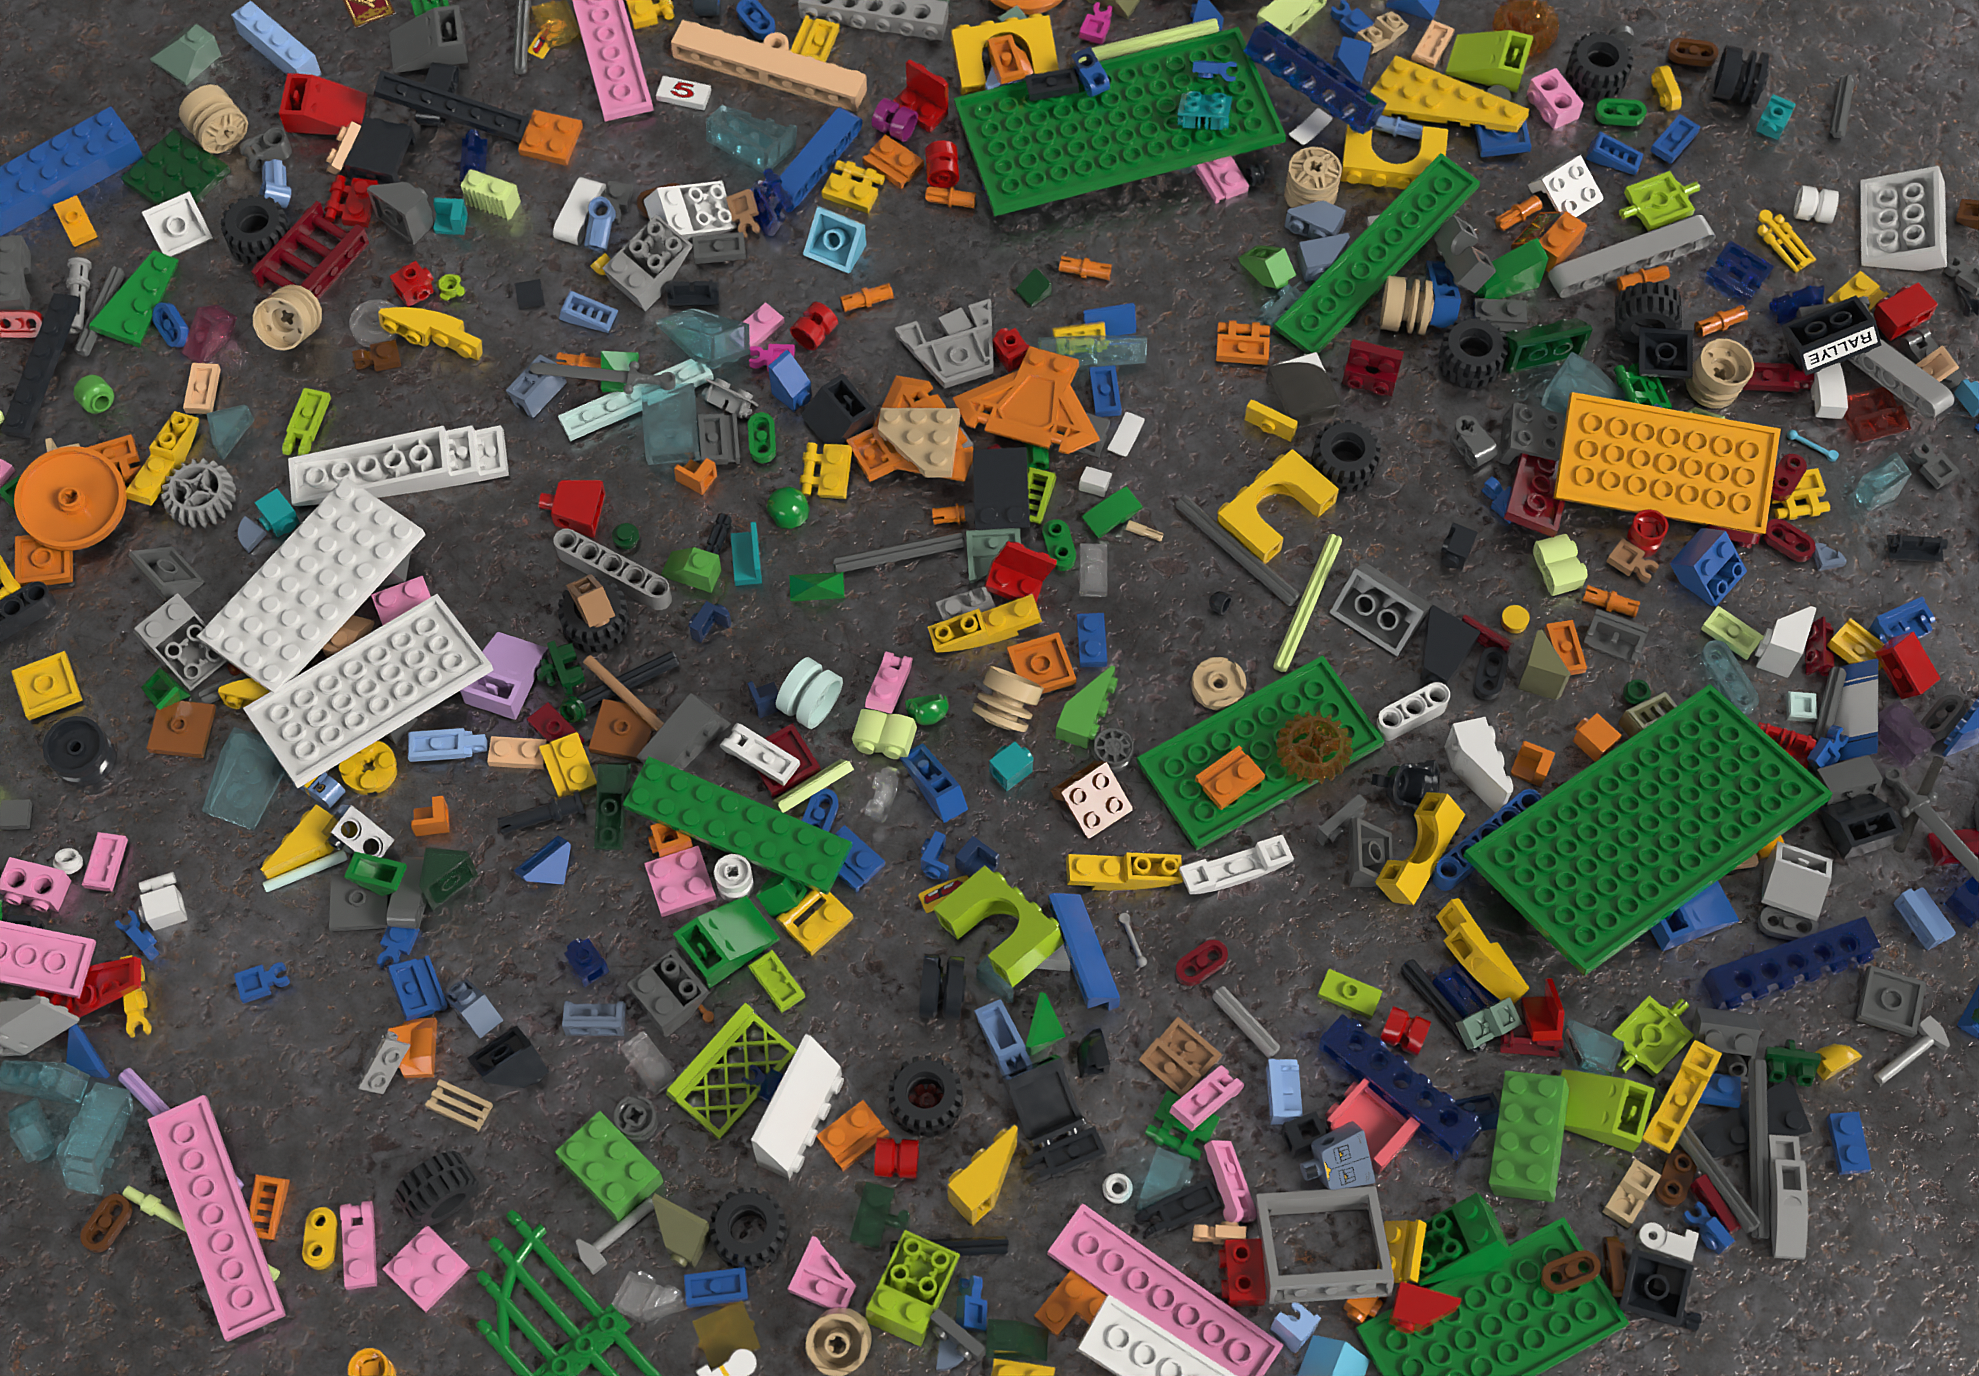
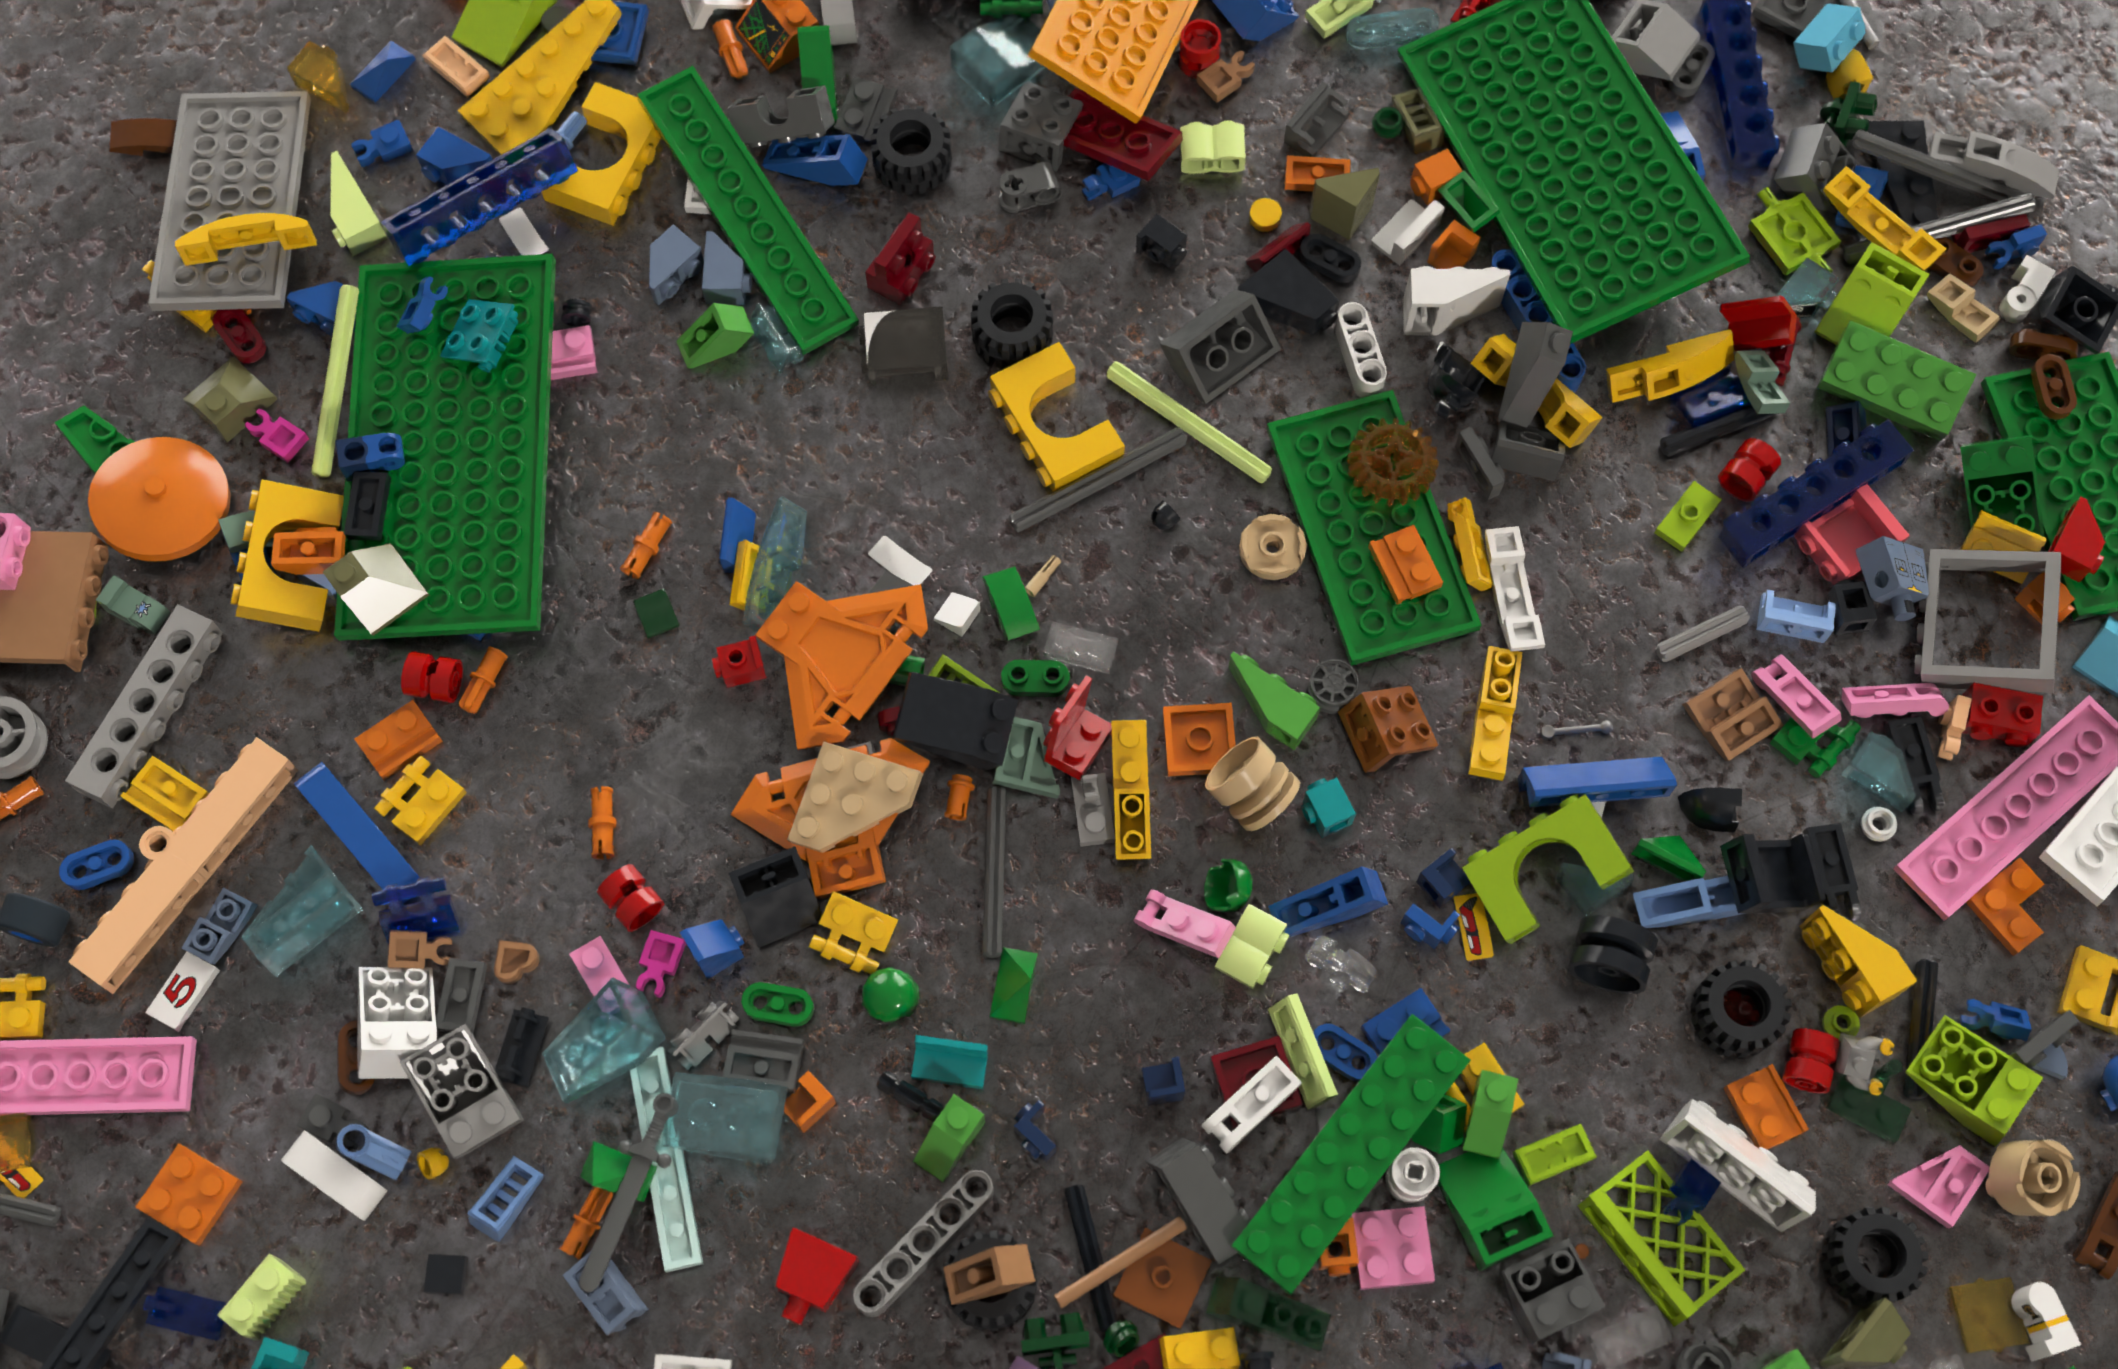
camera: 75 degrees left, 5 degrees up
(625, 535) = (874, 1216): dark green plate -> none
(716, 1287) = (1936, 1315): blue plate -> none
(725, 94) = (220, 928): none -> sand blue slope
(753, 273) = (514, 960): none -> medium nougat tile
(792, 919) = (1490, 1113): none -> bright green slope
(809, 693) = (1182, 1022): light aqua wheel -> none
(835, 240) = (504, 841): medium azure slope -> none
(892, 118) = (348, 710): magenta wheel -> none
(905, 1192) = (1857, 1058): none -> light grey piece
(925, 95) = (316, 676): red bracket -> none
(936, 1190) = (1830, 1021): none -> lime plate
(955, 322) = (678, 722): light grey tile -> none
(956, 356) = (729, 726): light grey wing -> none
(994, 105) = (376, 585): none -> slope
(1016, 1340) = (2046, 982): clear green slope -> none
(1091, 640) = (1176, 674): blue plate -> none
(1105, 391) = (836, 568): blue plate -> none
(1200, 963) = (1625, 662): dark red plate -> none
(1243, 348) = (823, 397): orange plate -> none
(1264, 826) = (1470, 545): none -> yellow hinge
(1271, 420) = (936, 392): yellow plate -> none
(1294, 1332) = (2082, 673): light blue hinge -> none
(1312, 177) = (615, 249): tan wheel -> none
(1383, 32) = (414, 115): tan slope -> none
(1406, 305) = (829, 198): tan wheel -> none
(1427, 832) = (1534, 368): none -> dark grey slope
(1540, 728) = (1407, 230): none -> white panel
(1546, 344) = (921, 65): dark green slope -> none
(1575, 759) = (1468, 202): none -> green slope
(1611, 601) = (1269, 112): orange pin -> none
(1848, 1143) = (1937, 93): blue plate -> none
(1862, 1031) = (1829, 37): none -> medium azure brick

